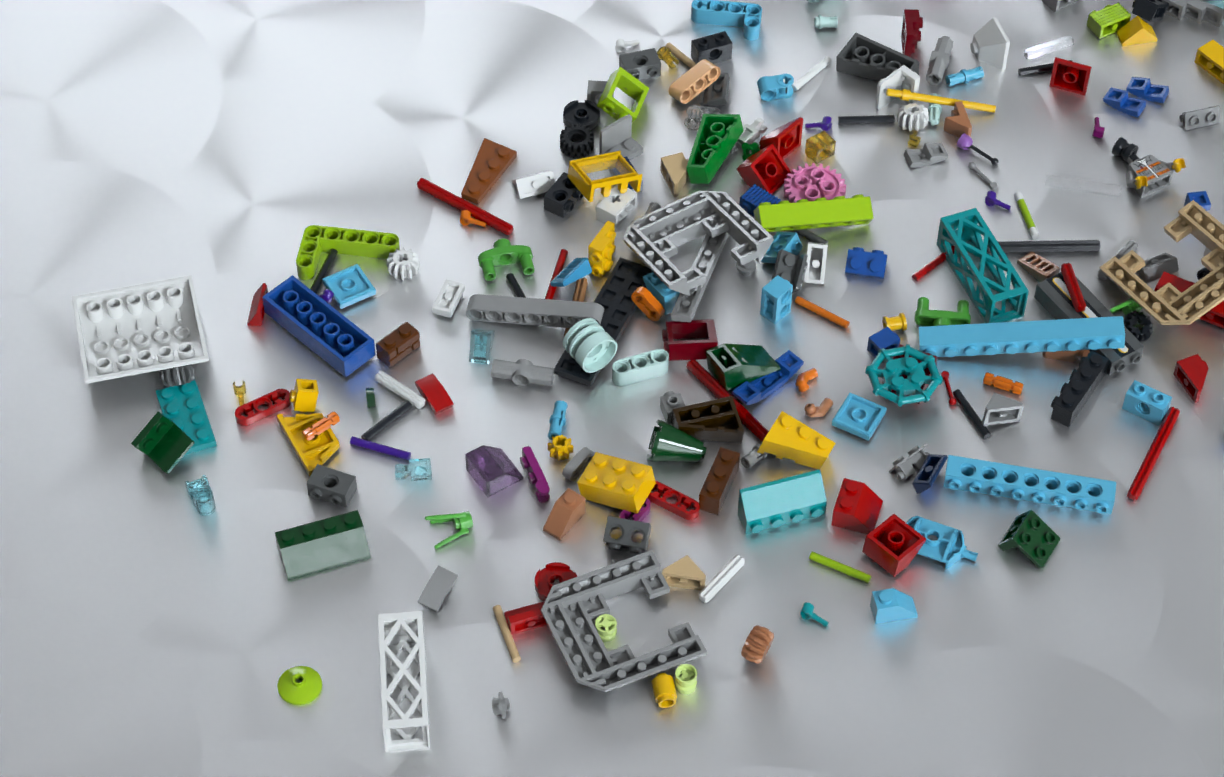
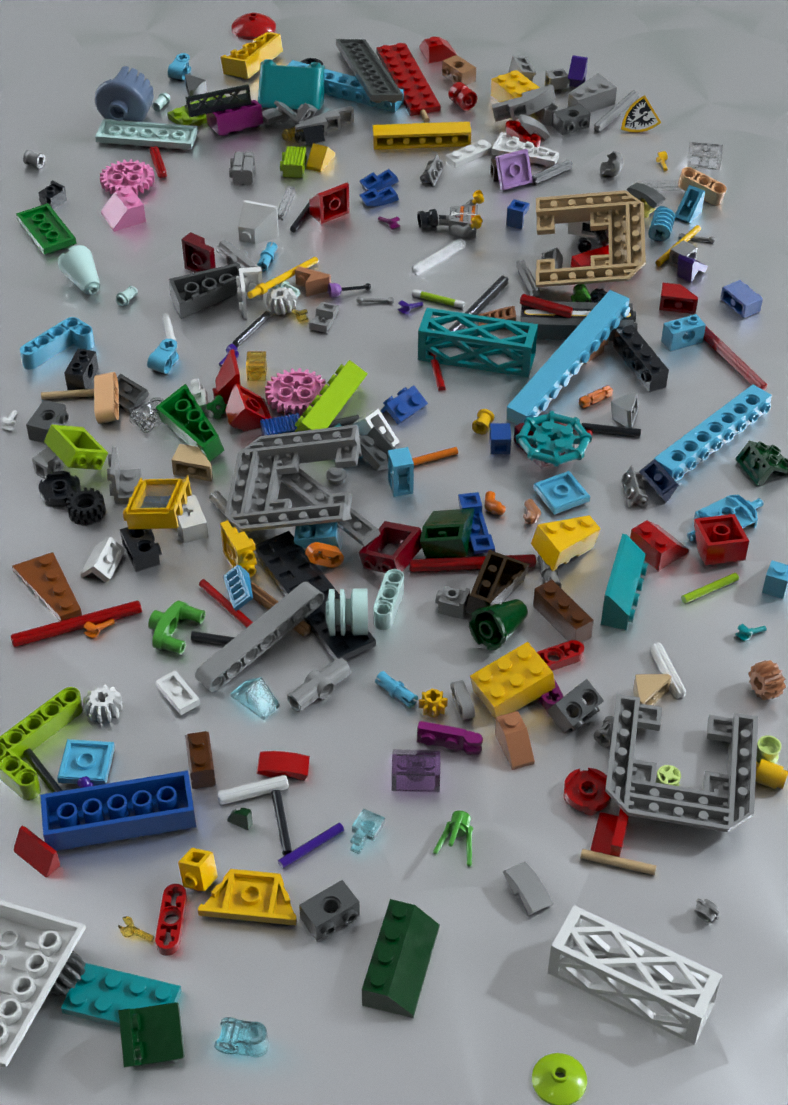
camera: 55 degrees left, 5 degrees down
(320, 426) = (250, 876): orange axle -> none
(665, 54) = (58, 397): clear yellow pin -> none
(927, 317) = (501, 396): bright green connector -> none

